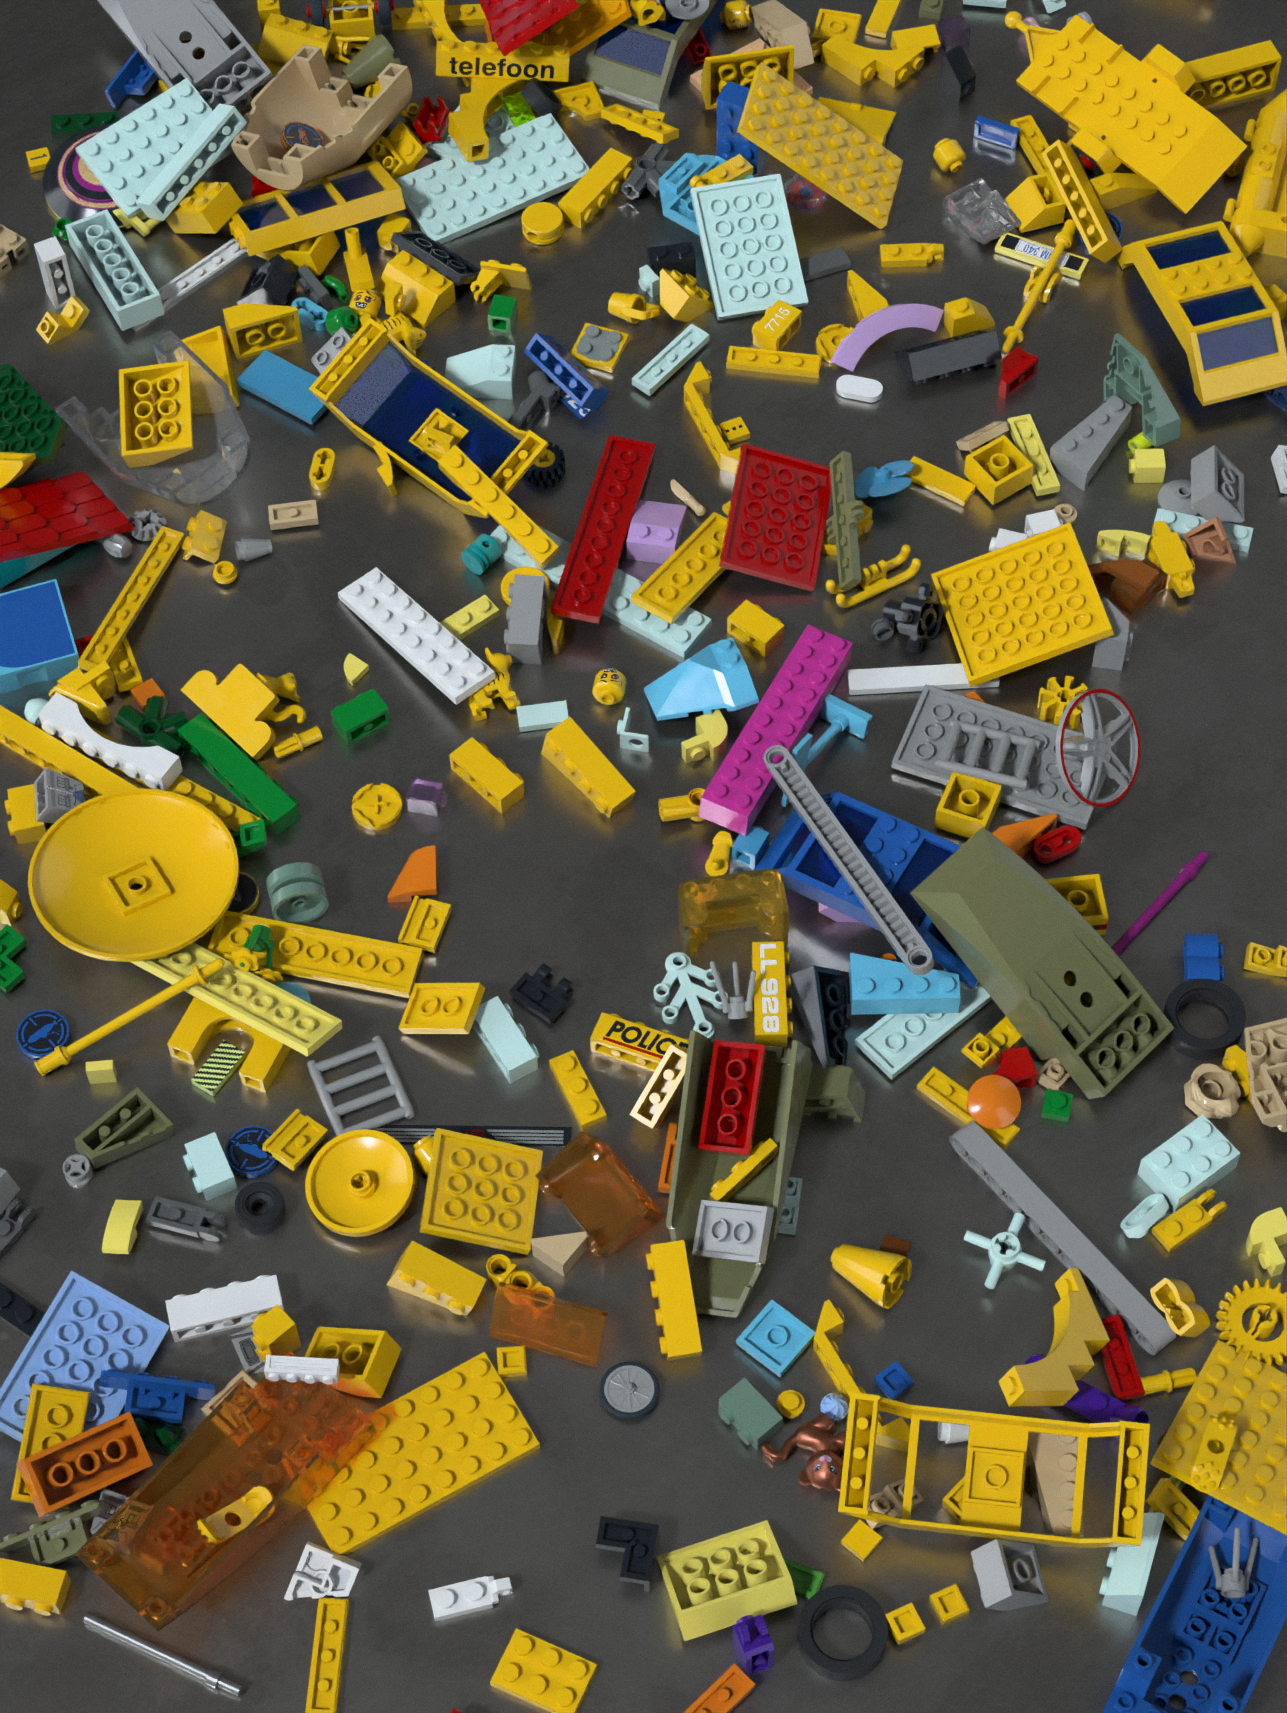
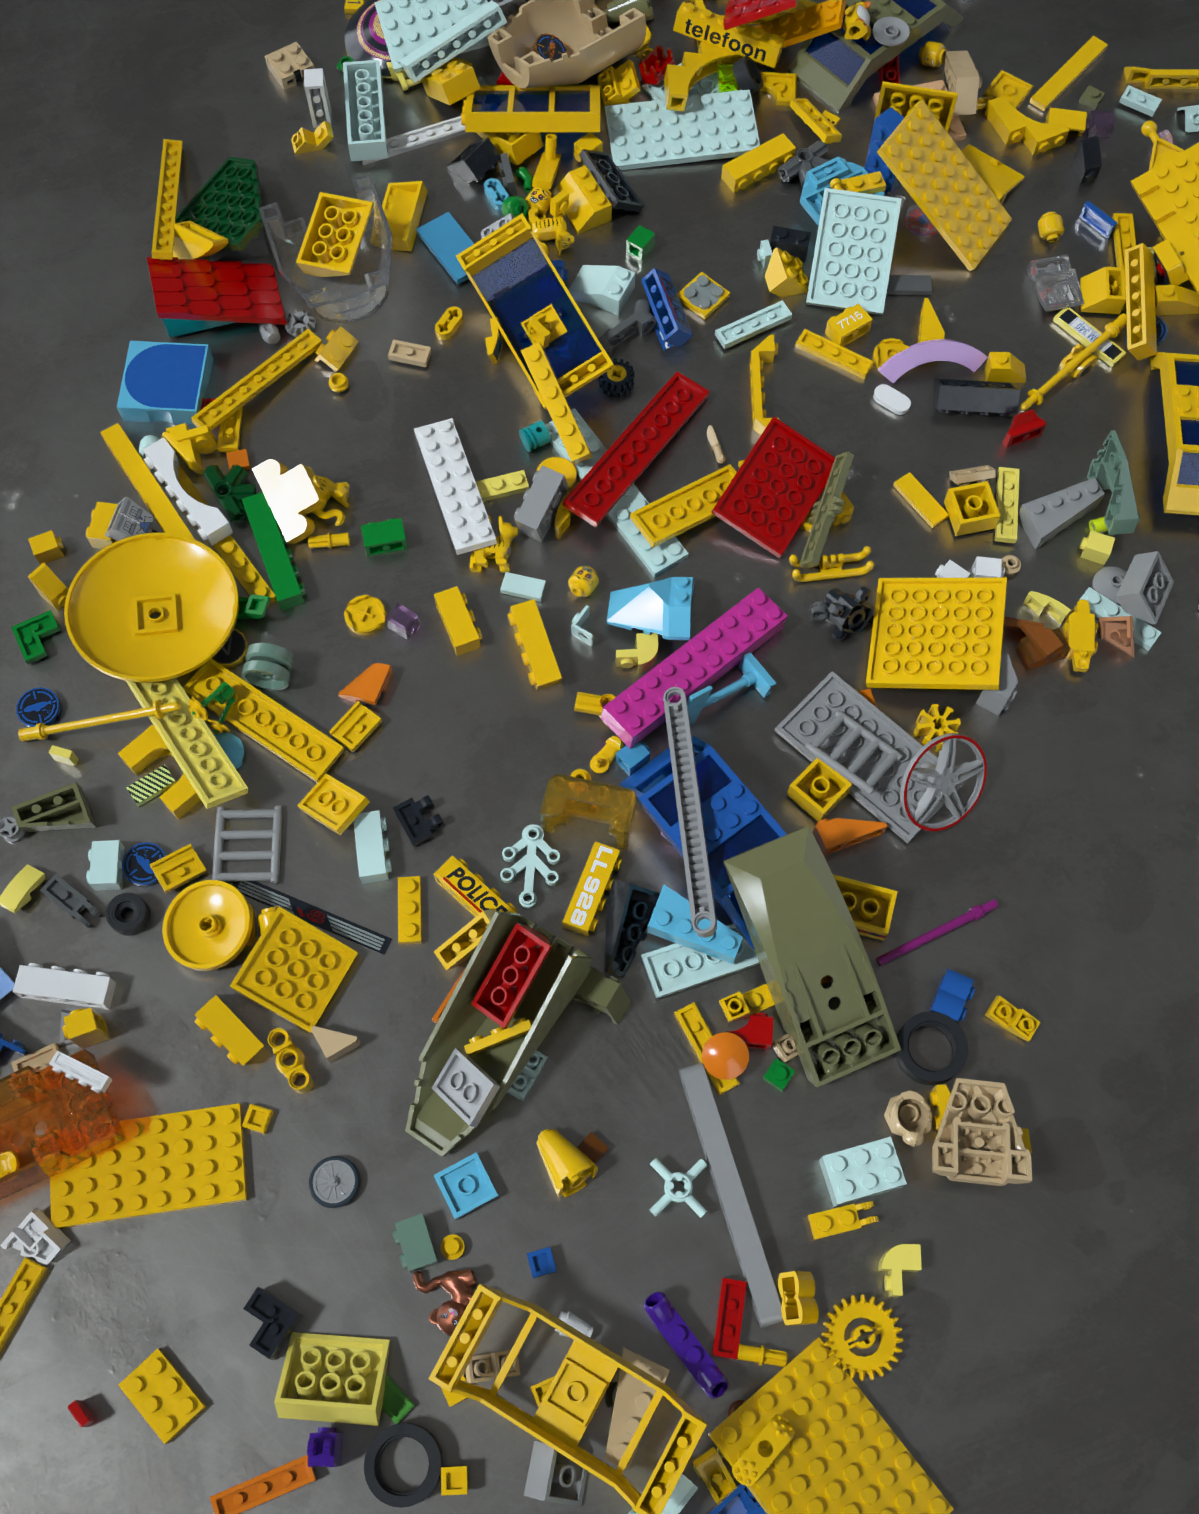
camera: 20 degrees right, 10 degrees up
(250, 549) = (367, 370): light grey cone -> none
(261, 327) = (450, 193): yellow slope -> none
(354, 669) = (398, 495): light yellow tile -> none
(363, 1357) = (136, 1069): yellow slope -> none
(468, 1596) = (134, 1304): white hinge -> none
(496, 274) = (644, 209): yellow plate -> none
(542, 223) = (704, 178): yellow head -> none
(548, 1324) = (293, 1102): clear orange tile -> none
(599, 1194) = (386, 1007): clear orange windscreen -> none
(632, 307) = (742, 271): yellow piece -> none
(655, 531) = (677, 463): lavender slope -> none
(675, 1300) = (398, 1124): yellow brick -> none
(734, 430) = (777, 401): yellow tile -> none
(737, 1006) = (562, 890): light grey plant -> none
(755, 628) = (719, 573): yellow brick -> none
(830, 1325) = (510, 1193): yellow slope -> none
(835, 1406) = (485, 1264): light blue plate -> none
(881, 481) = (873, 486): dark azure piece -> none
(910, 254) = (983, 300): yellow hinge -> none
(910, 679) = (821, 660): white tile -> none
(949, 1604) = (500, 1474): yellow tile -> none
(1055, 845) = (877, 848): red plate -> none
(1076, 1338) = (703, 1285): yellow arch -> none
(1144, 1216) = (806, 1202): light aqua plate -> none

